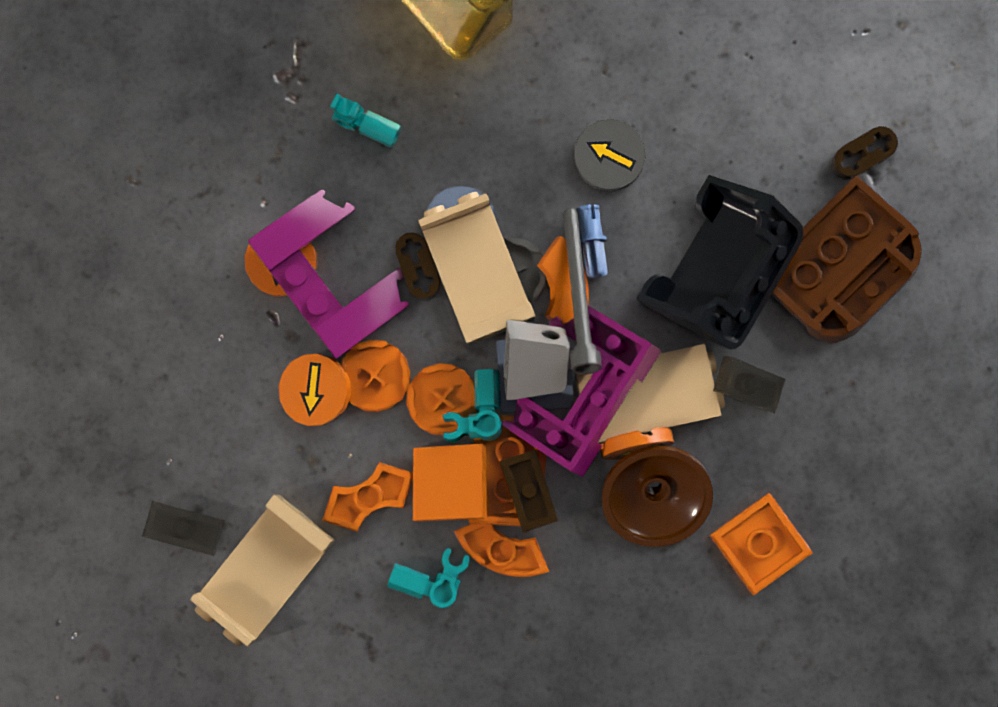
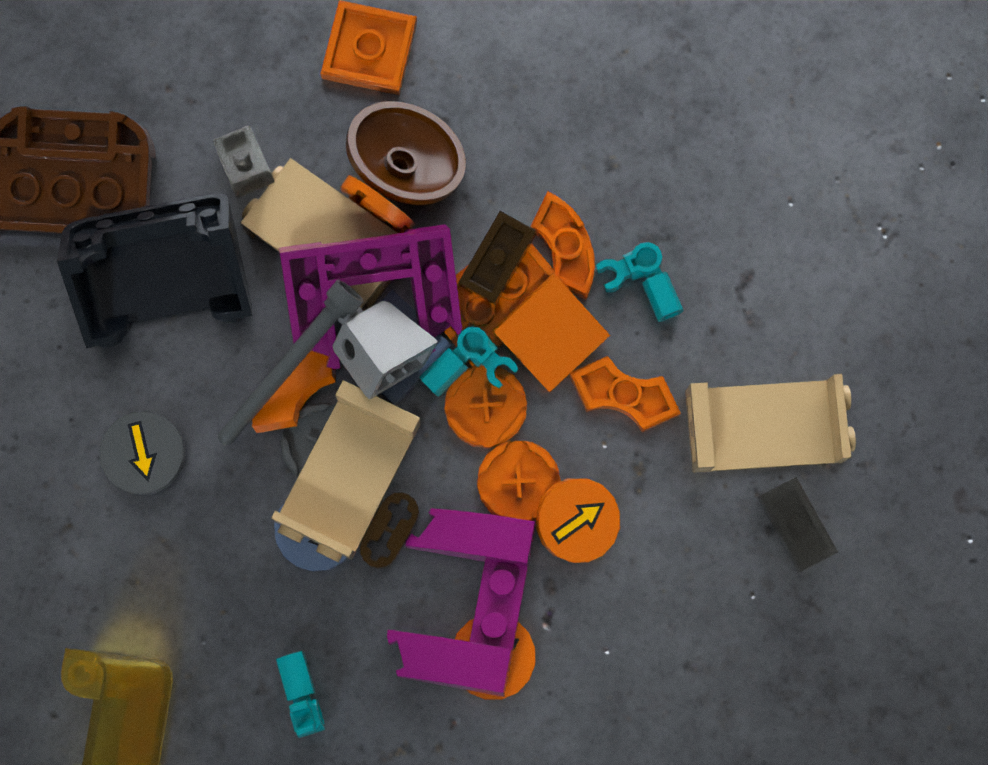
camera: 140 degrees left, 5 degrees down
(592, 240) = (232, 399): medium blue axle -> none

